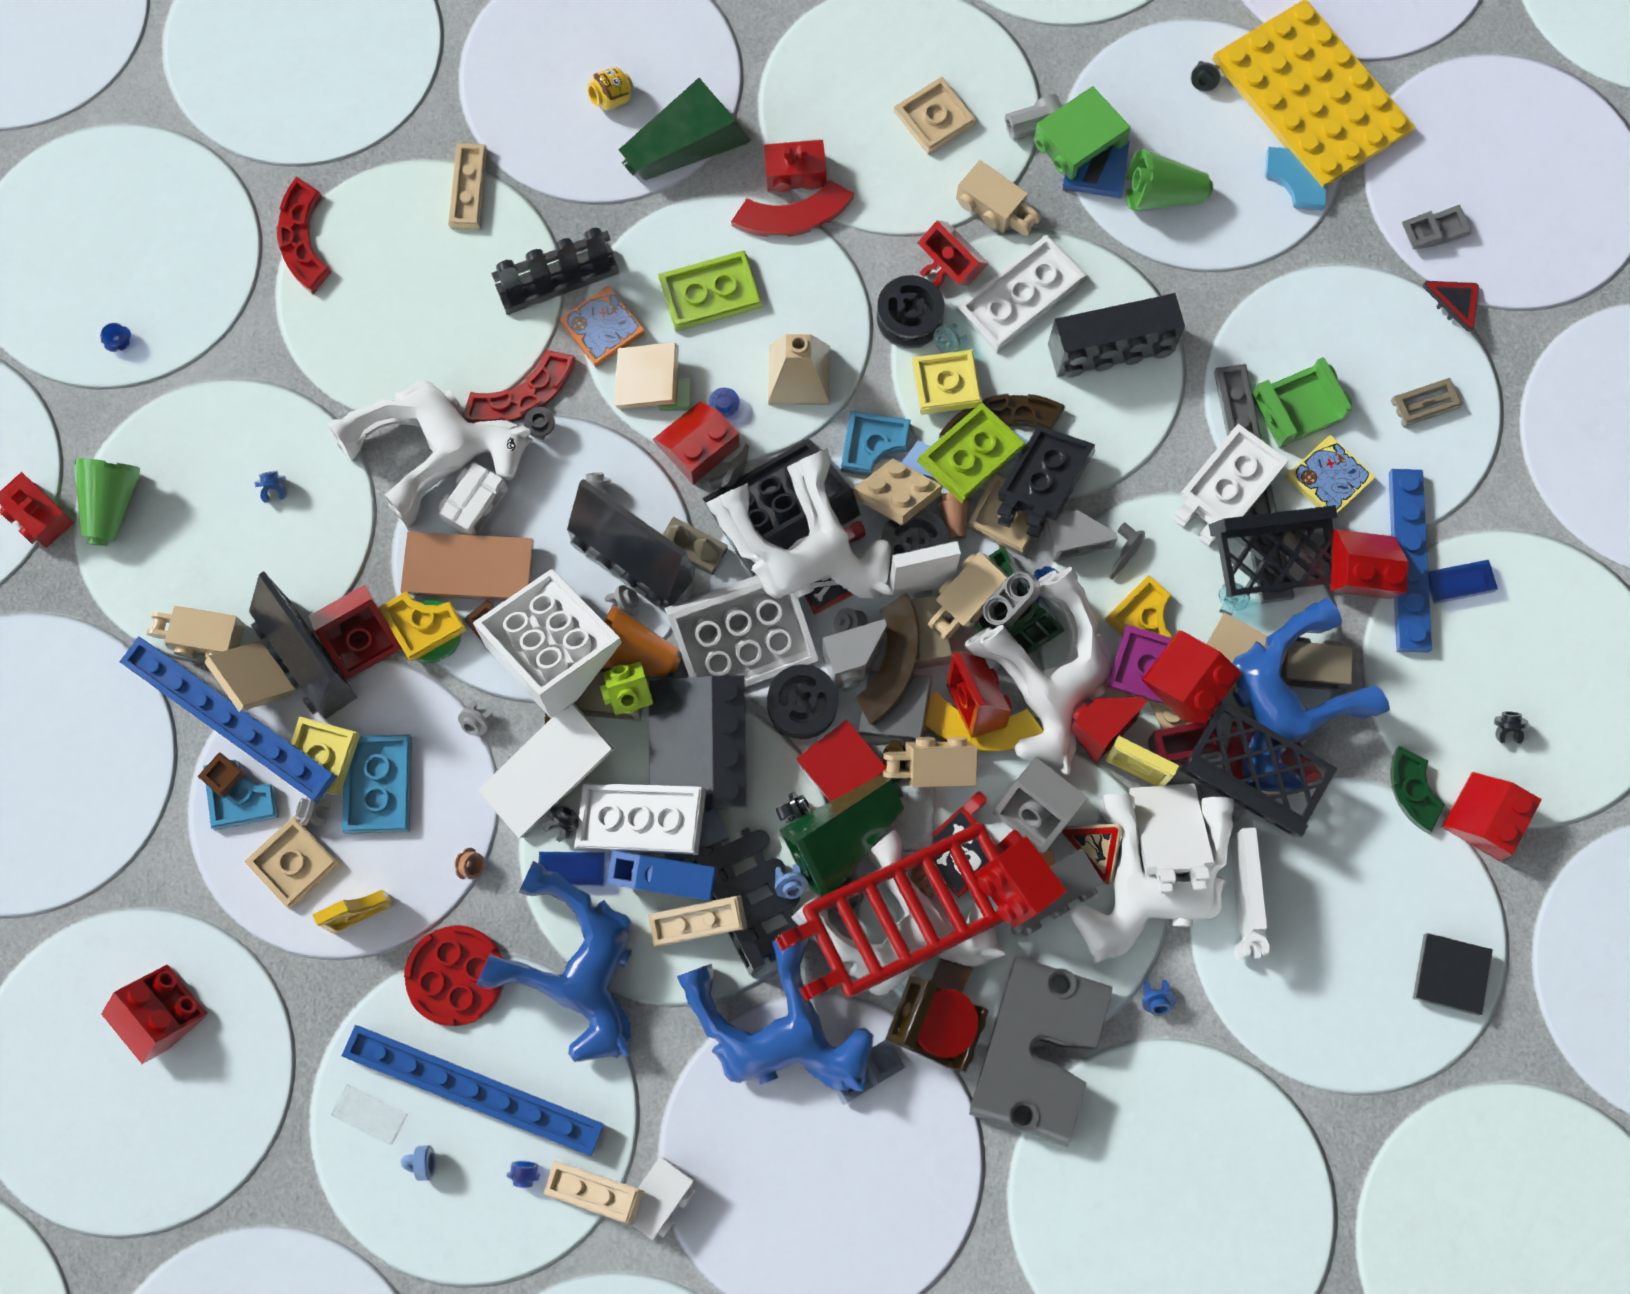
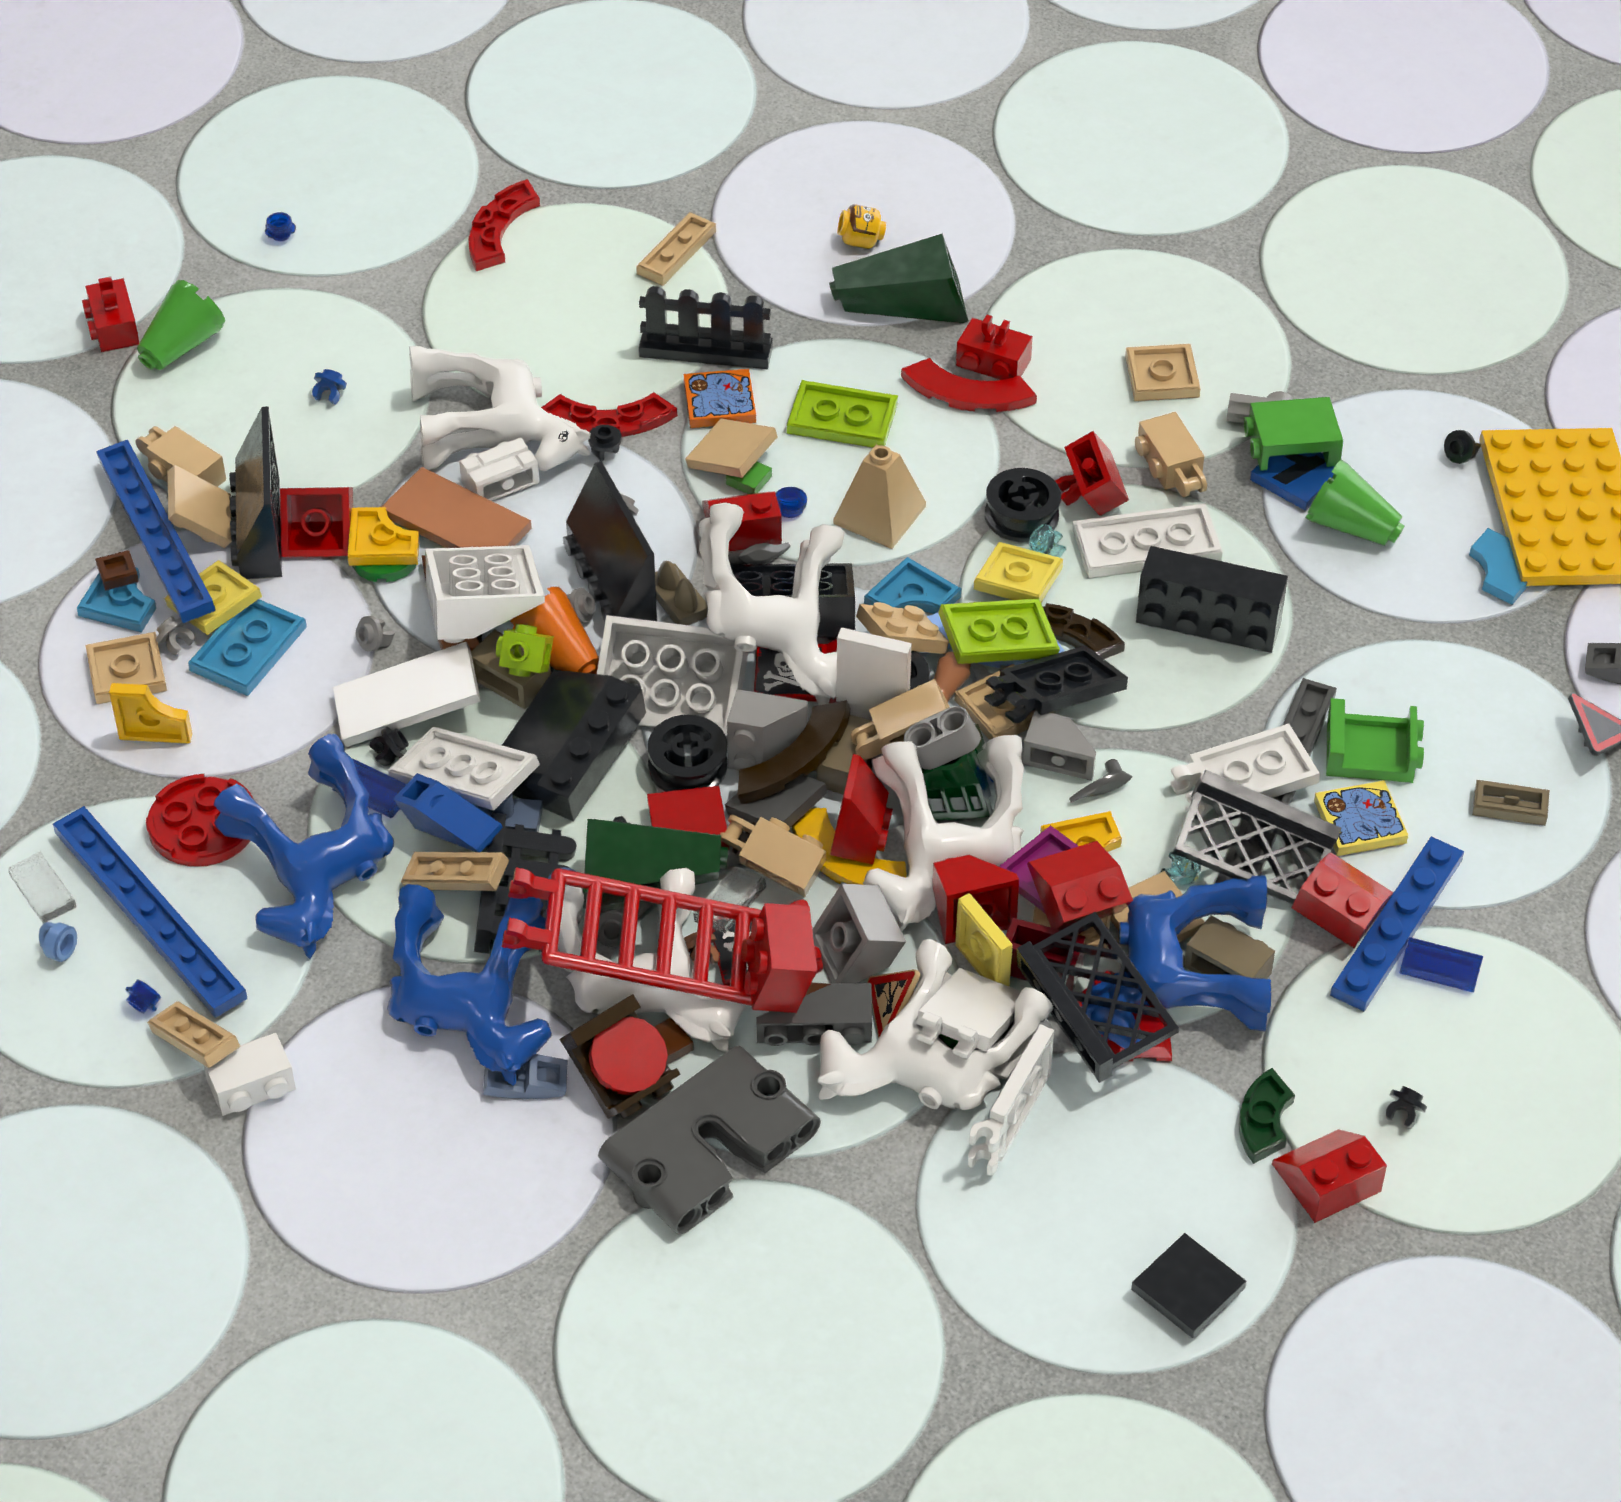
camera: 30 degrees right, 25 degrees down
(469, 864) = (289, 740): nougat plate -> none
(1158, 1001) = (860, 1157): blue plate -> none

